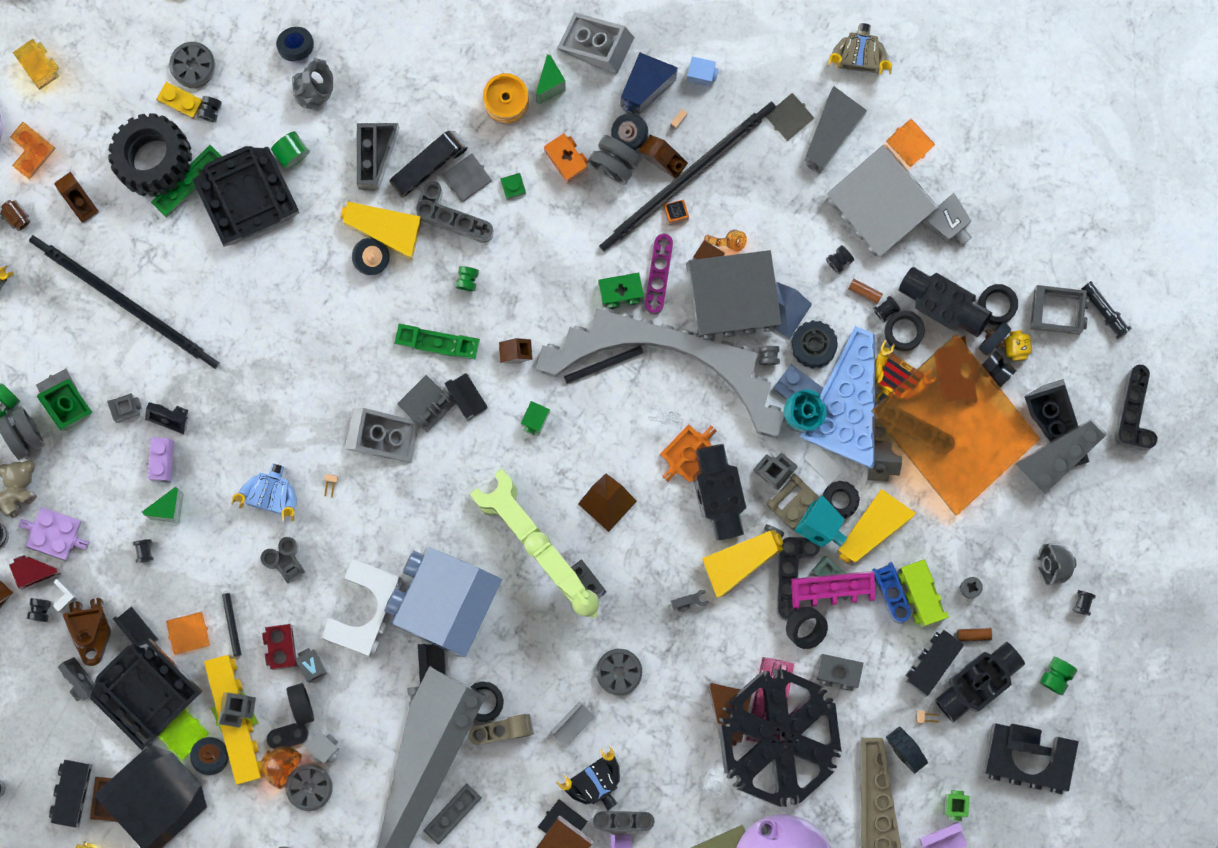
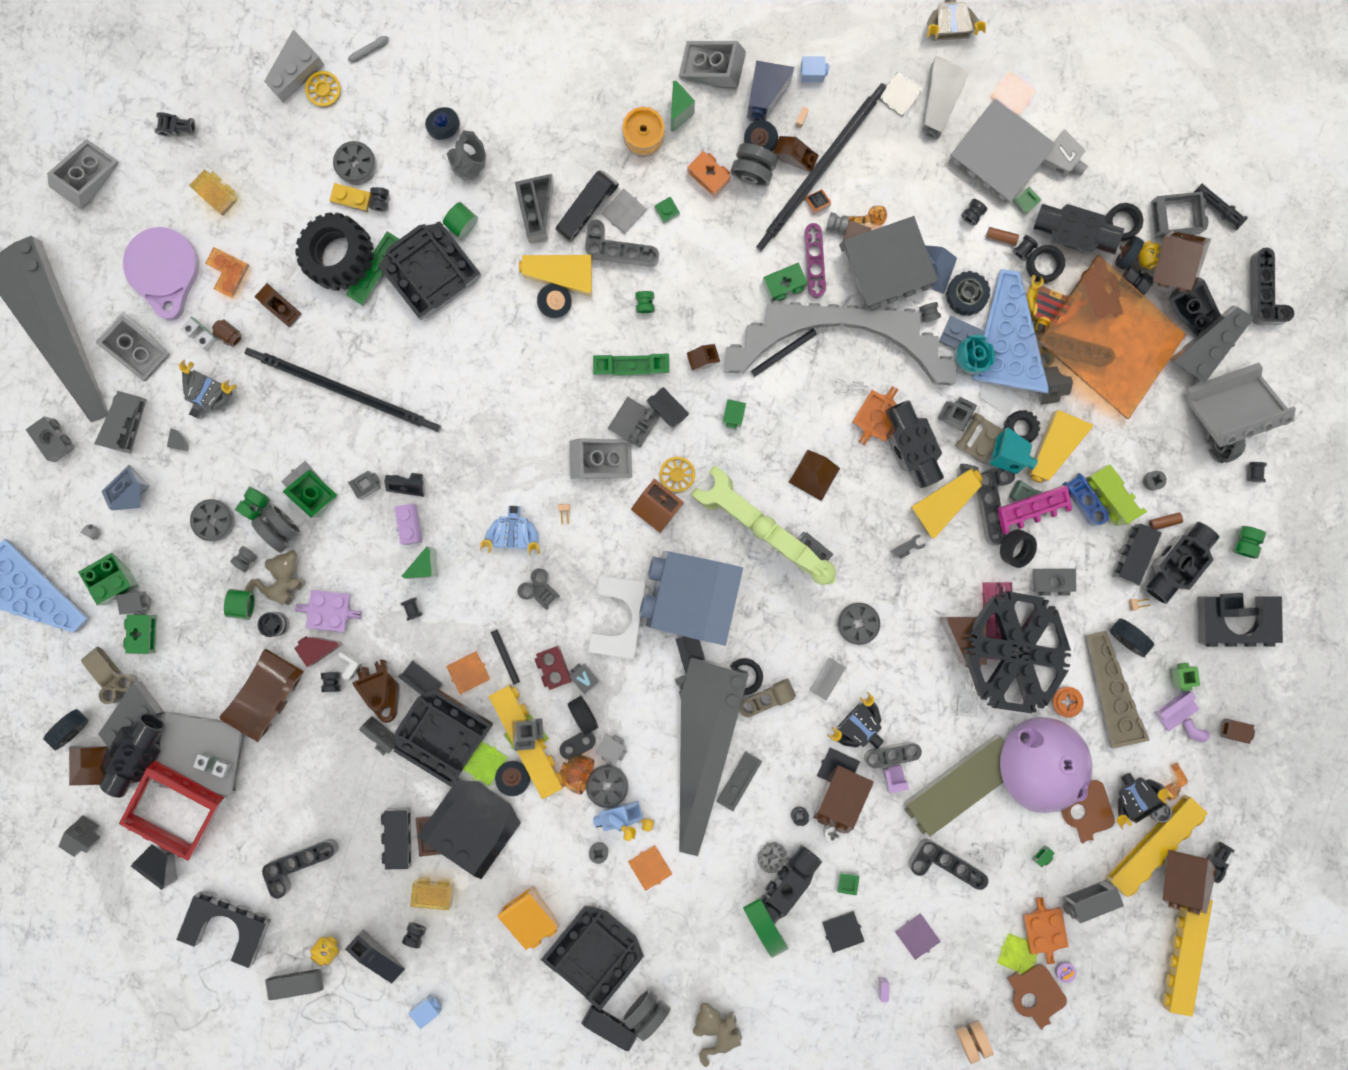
camera: 10 degrees left, 5 degrees up
(318, 822) = (622, 816): none -> light blue torso
(431, 498) = (657, 505): none -> dark orange slope
(460, 469) = (677, 474): none -> yellow wheel
(689, 238) = (835, 223): none -> flat silver wheel
(831, 814) = (1072, 709): none -> orange gear
(900, 259) = (1027, 200): none -> green plate
(1043, 358) = (1181, 260): none -> reddish brown slope
(1074, 525) = (1238, 405): none -> light grey panel

